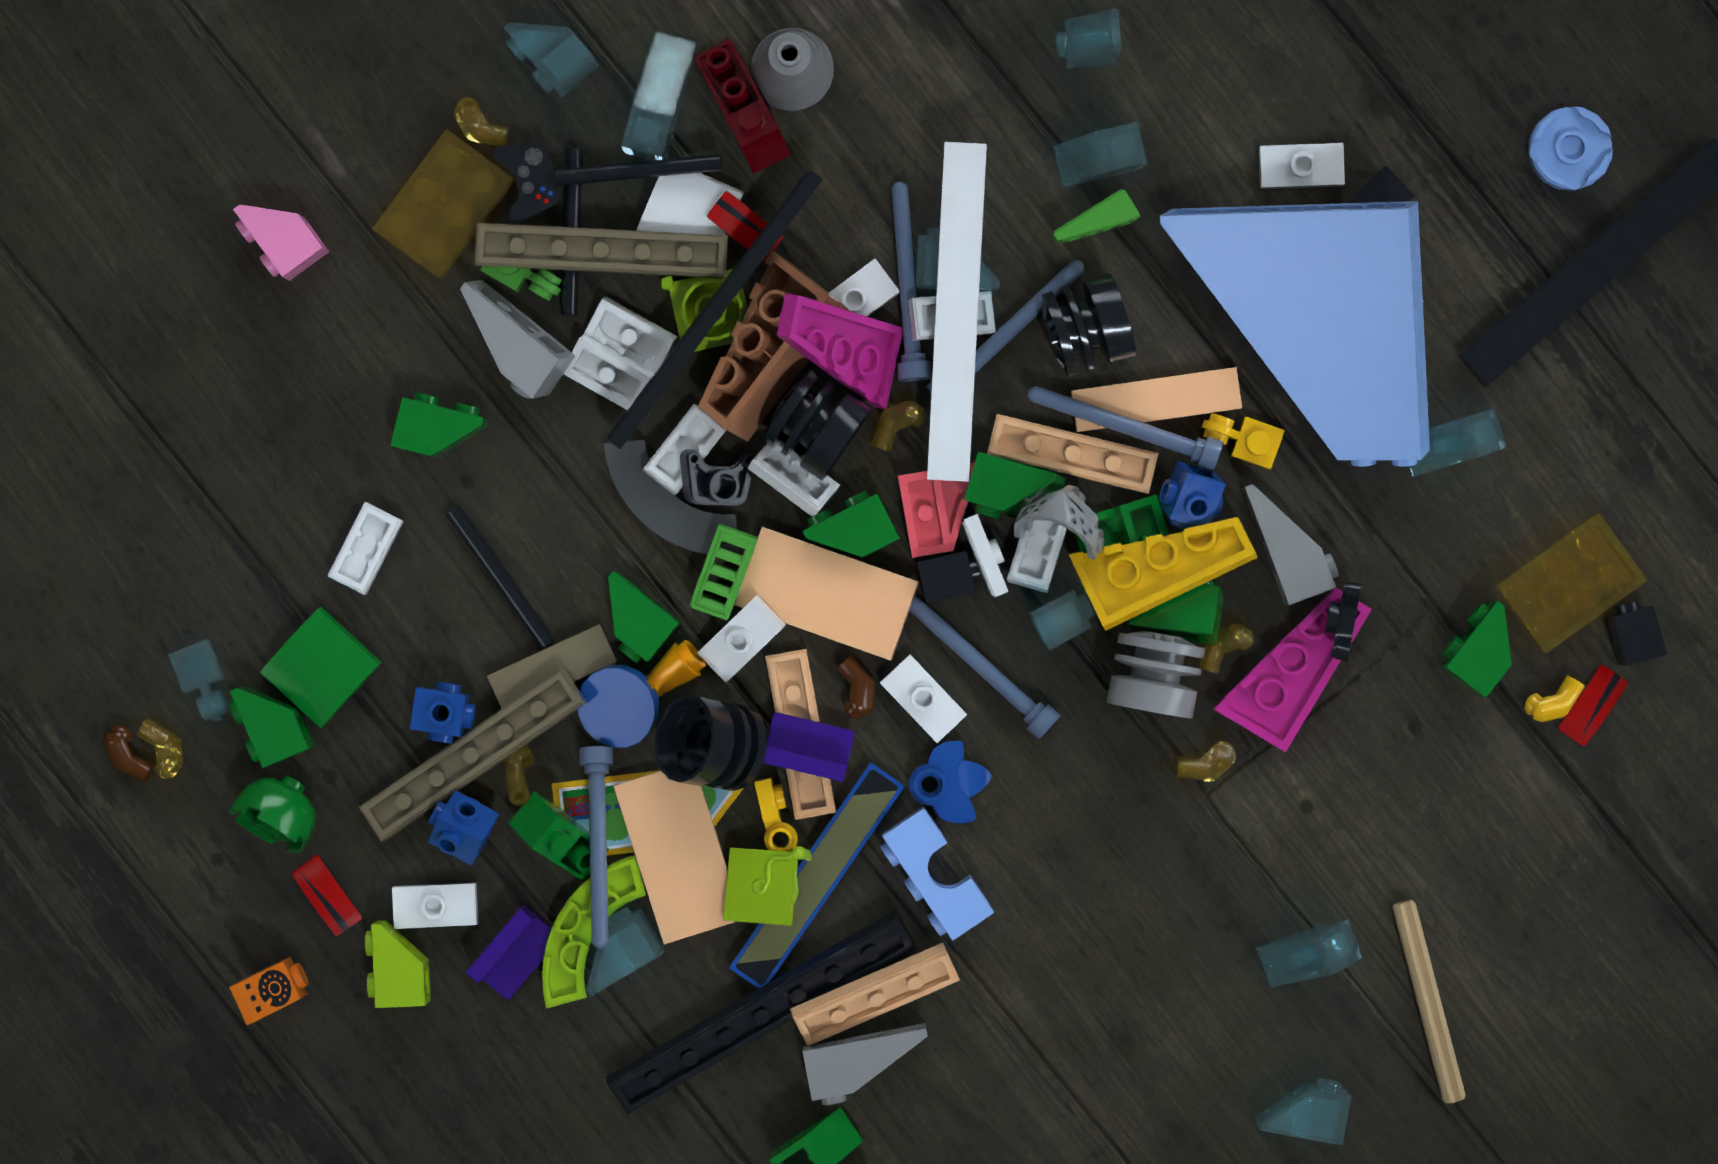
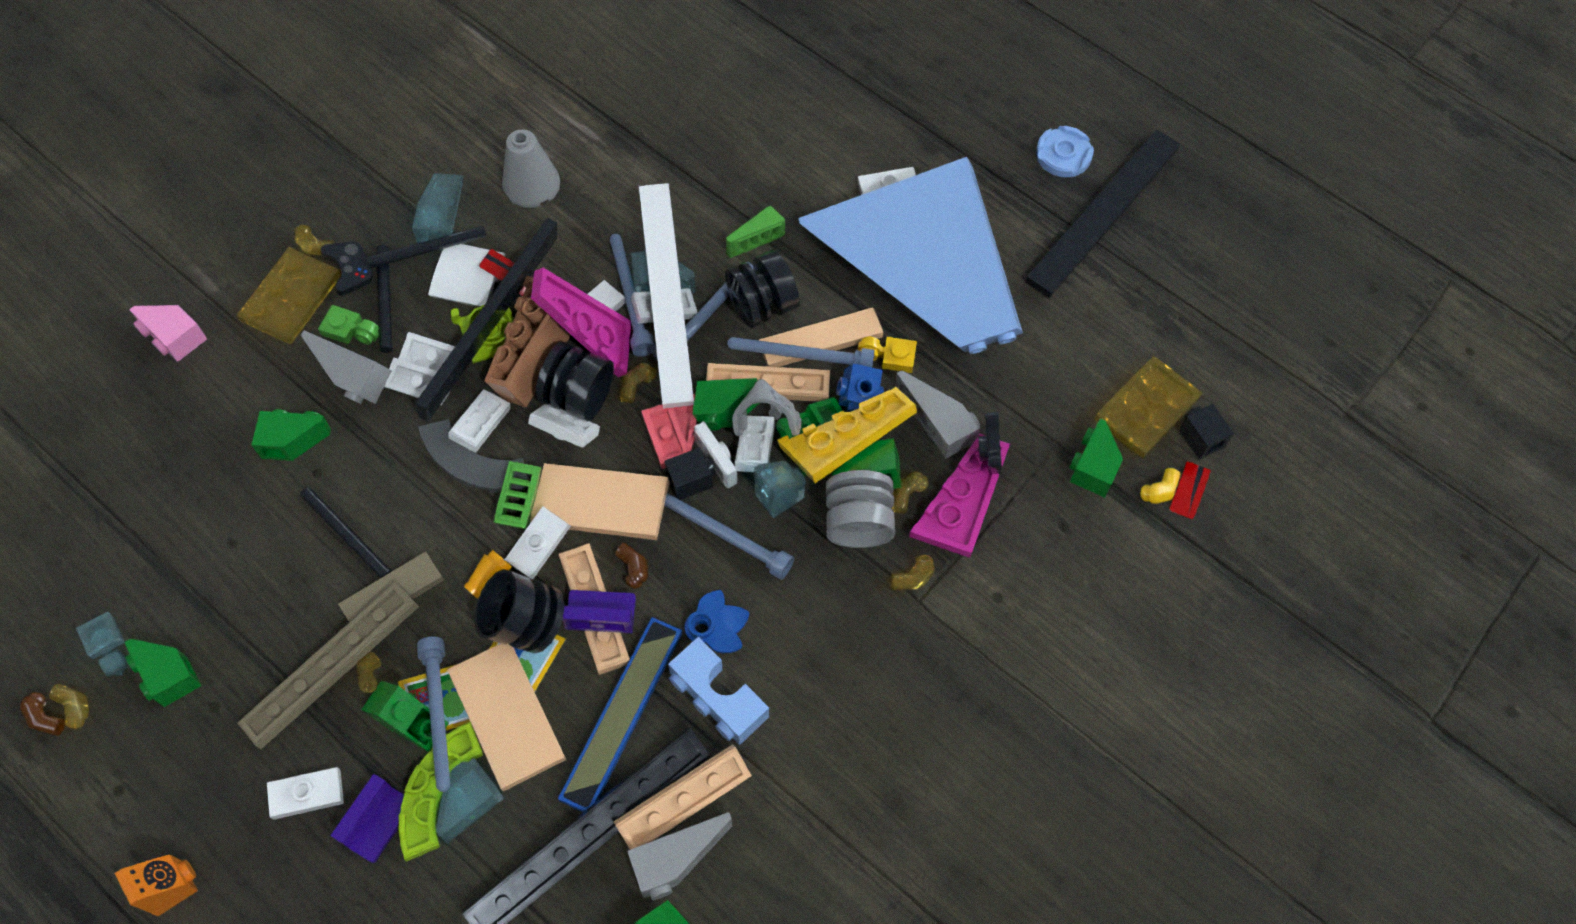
camera: 15 degrees left, 25 degrees down
(276, 812) = (163, 735): green cylinder -> none
(320, 667) = (202, 620): green slope -> none
(326, 895) = (213, 804): red sticker -> none
(365, 548) = (237, 527): white plate -> none
(399, 969) = (274, 852): lime slope -> none
(427, 714) = (300, 632): blue brick -> none
(462, 827) = (323, 719): blue brick -> none
(554, 51) = (362, 191): clear light blue slope -> none
(601, 250) = (402, 298): dark tan tile -> none
(618, 706) = (445, 607): blue tile -> none
(638, 620) = (457, 541): green slope -> none
(715, 484) = (506, 437): black piece -> none
(742, 106) = (499, 204): dark red slope -> none
(762, 885) = (577, 721): lime hat -> none
(771, 800) = (576, 657): yellow plate -> none
(856, 530) = (616, 450): green slope -> none
(923, 698) = (686, 565): white plate -> none
(1090, 40) = (731, 127): clear light blue slope -> none
(1100, 154) = (751, 194): clear light blue slope -> none
(1310, 954) = (1028, 701): clear light blue slope -> none
(1310, 1112) = (1064, 831): clear light blue slope -> none
(1429, 1001) = (1134, 727): tan axle -> none
(1461, 441) = (1041, 327): clear light blue slope -> none

